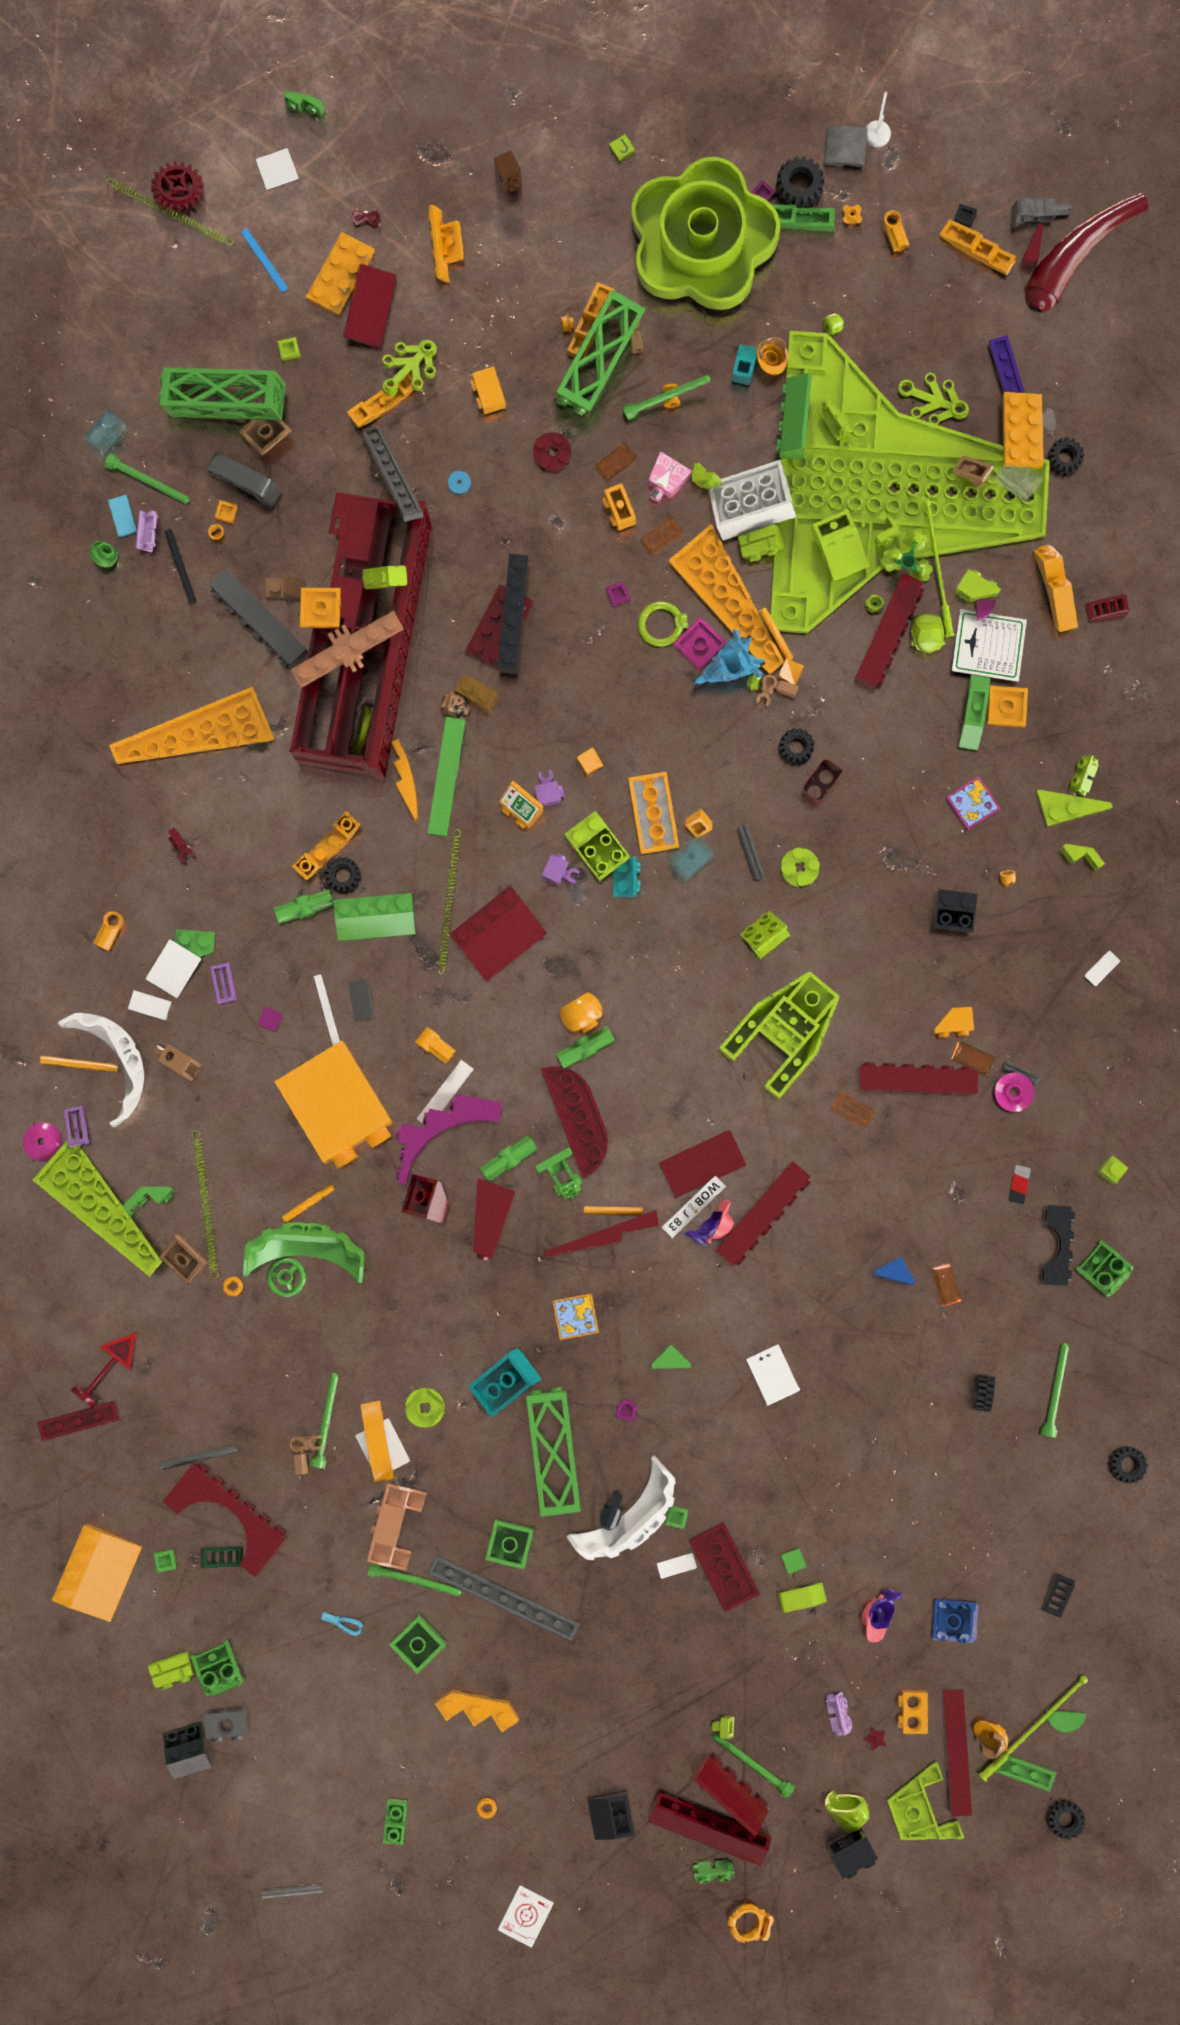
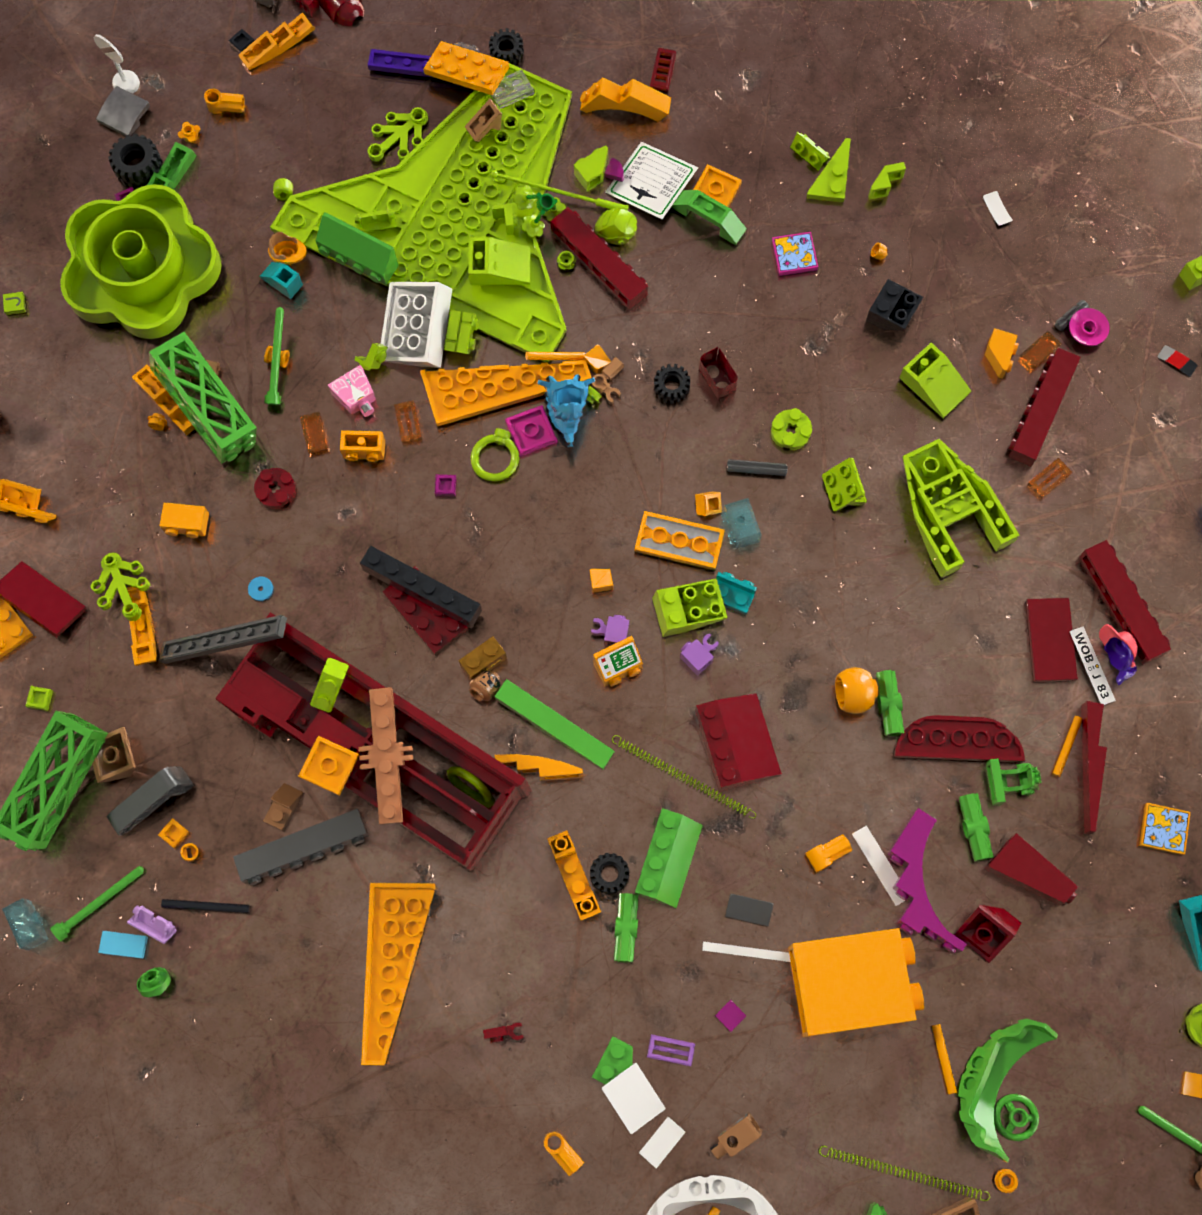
camera: 65 degrees left, 10 degrees down
(899, 975) = (935, 380): none -> lime slope

